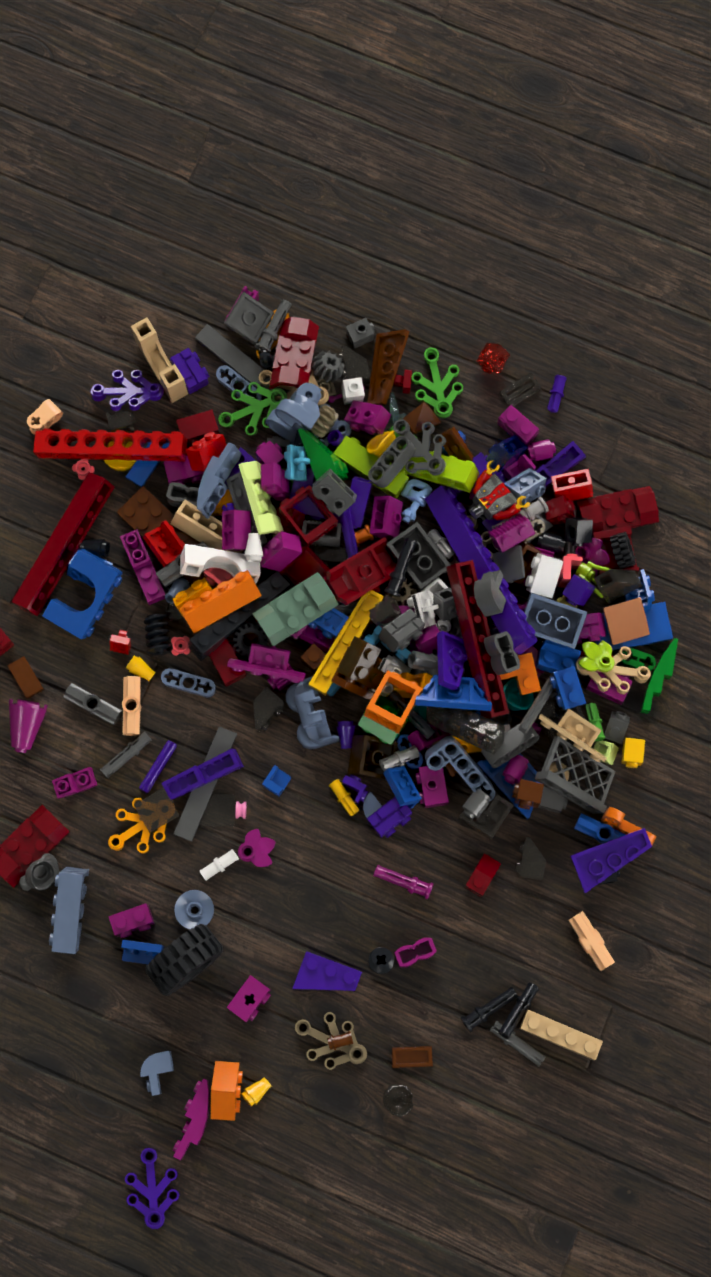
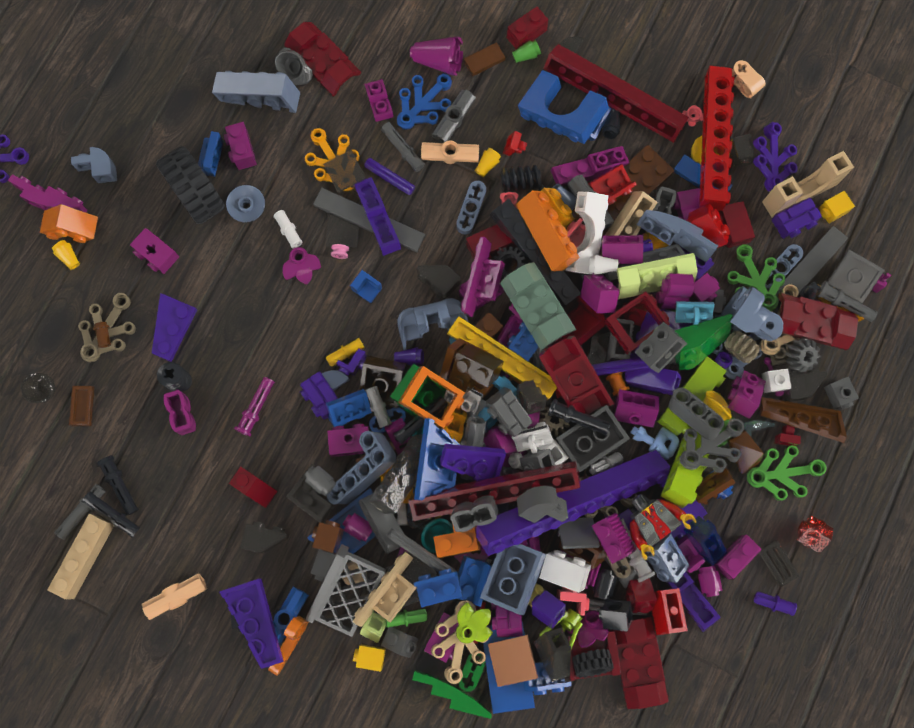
camera: 90 degrees right, 0 degrees up
(17, 634) = (527, 51): none -> bright green cone
(77, 738) = (424, 103): none -> blue plant
(176, 334) = (836, 207): none -> yellow brick

